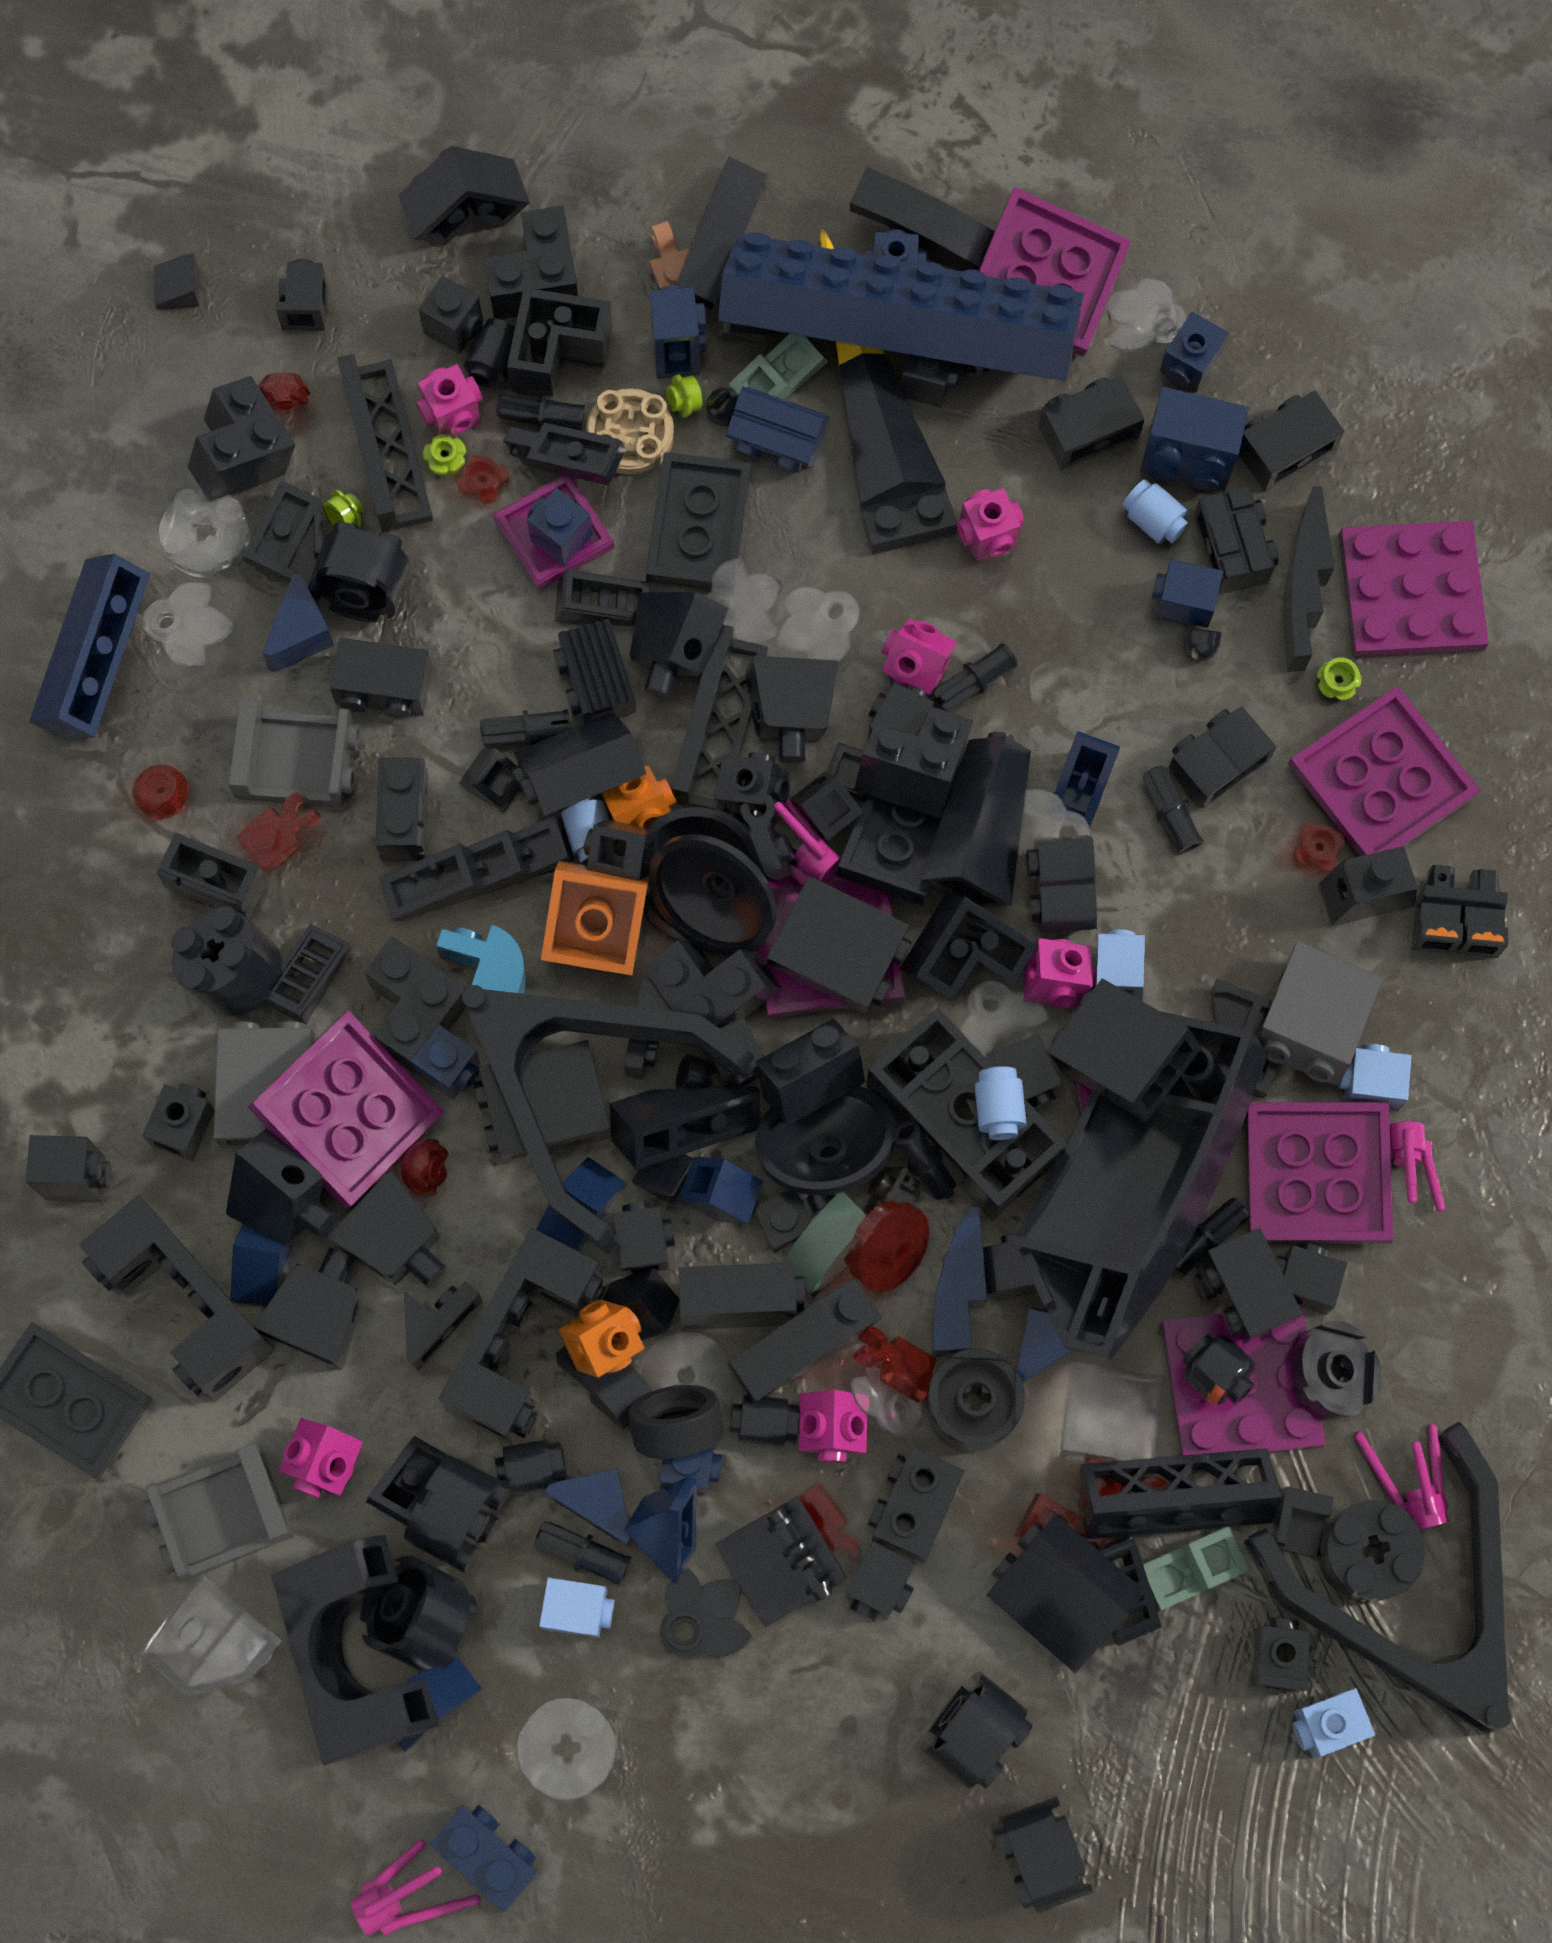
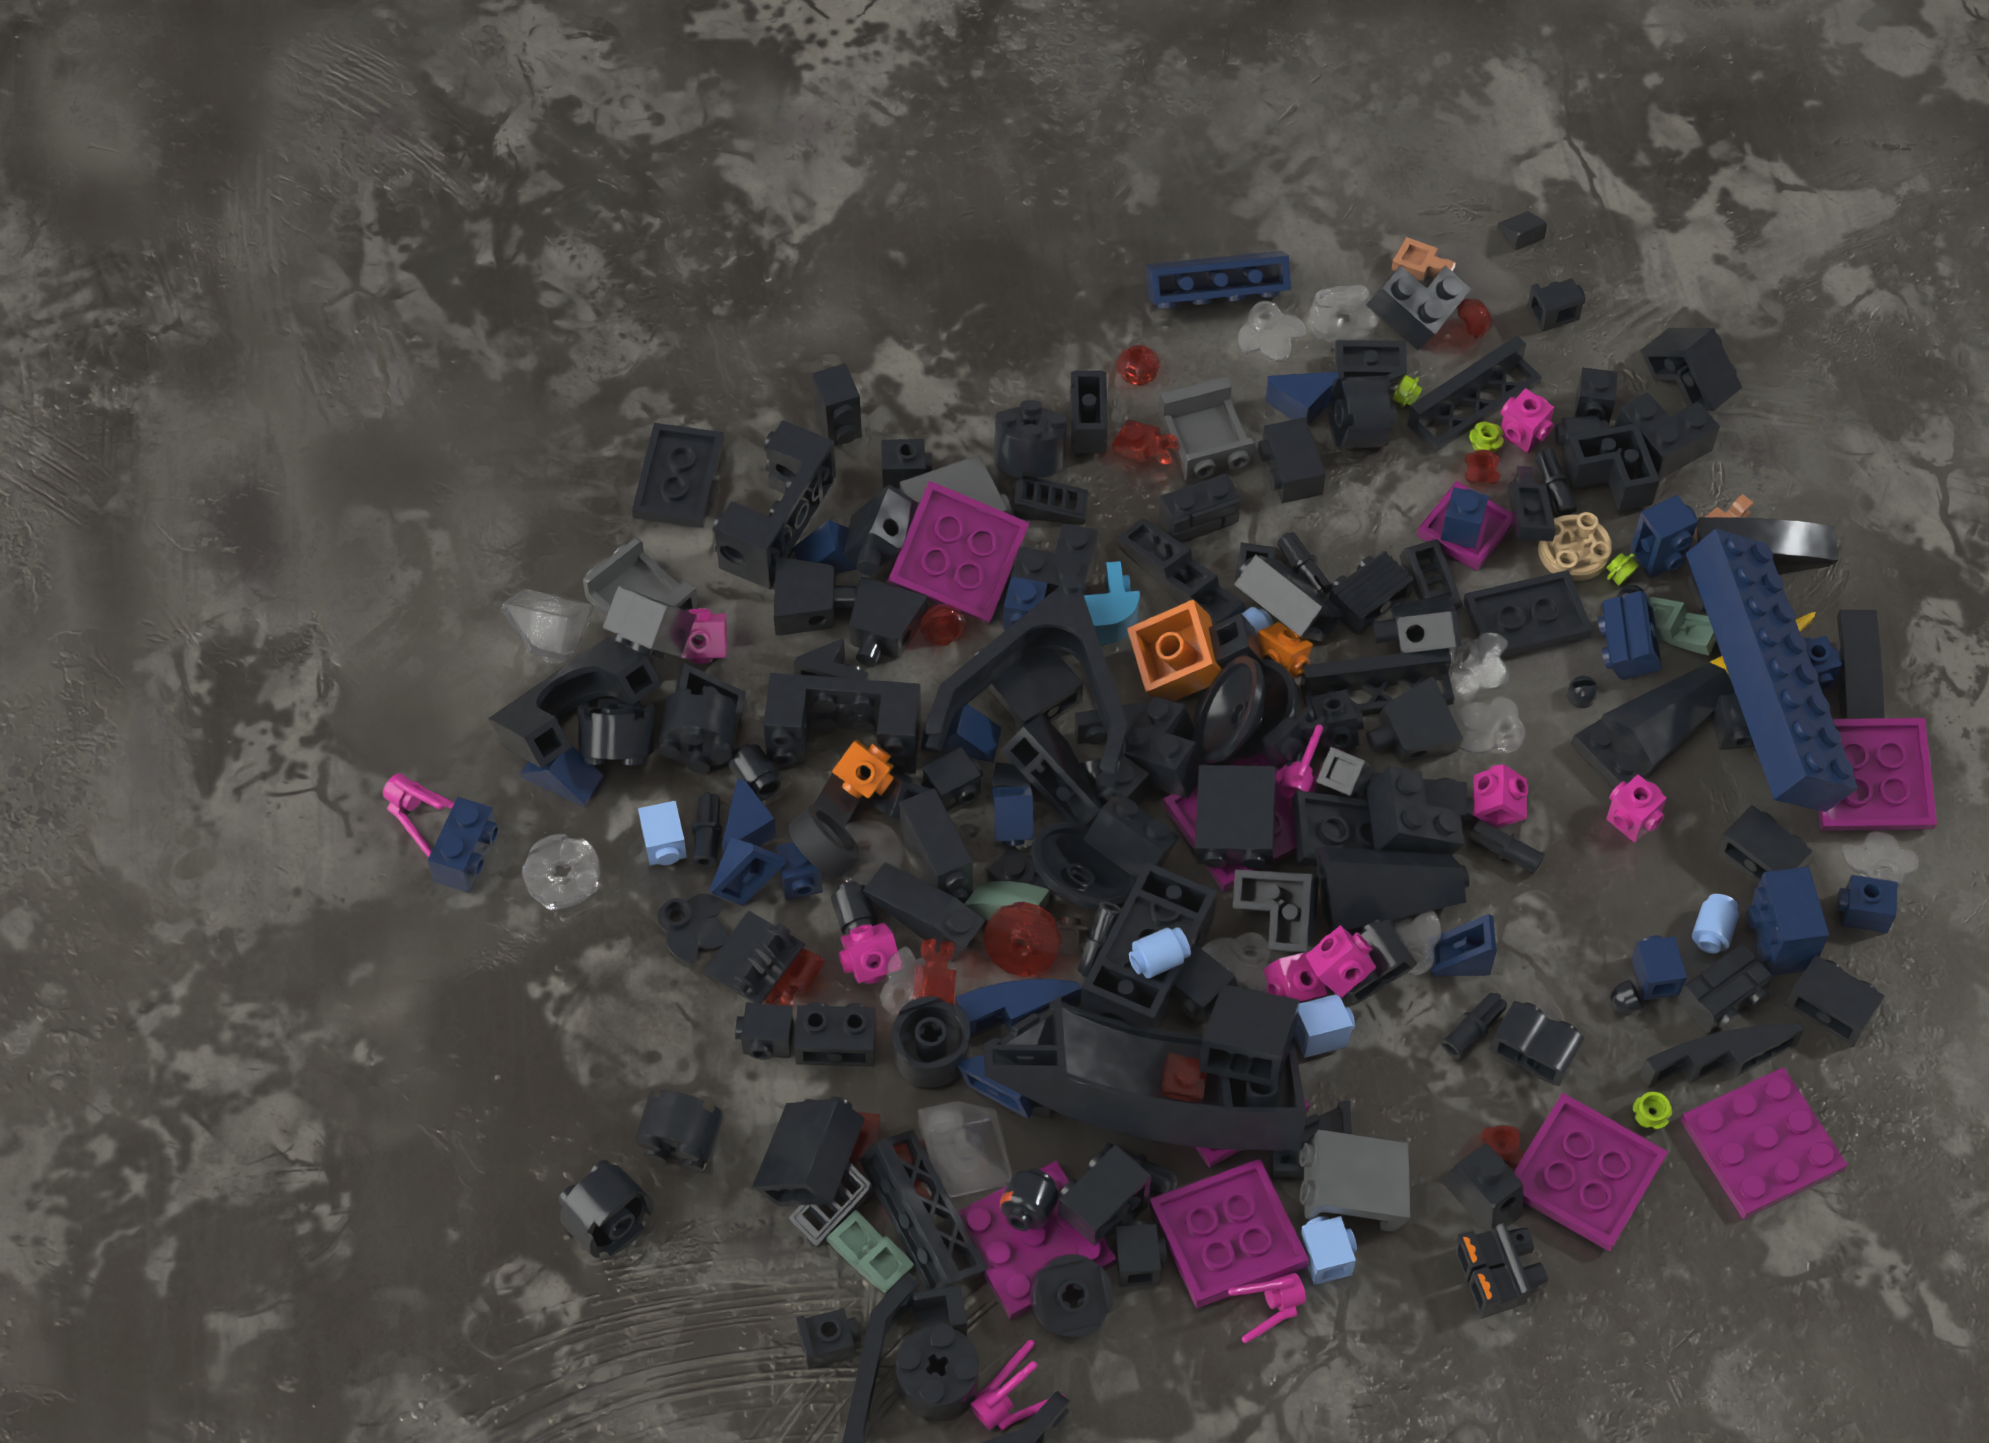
camera: 70 degrees right, 15 degrees down
(170, 415) = (1420, 259): none -> nougat plate
(297, 1519) = (648, 624): none -> brick
(824, 512) = (1585, 694): none -> black hinge
(1073, 912) = (1341, 960): none -> dark pink brick
(1140, 1142) = (1183, 1078): none -> clear red plate
(1332, 1723) = (790, 1393): light blue brick -> none

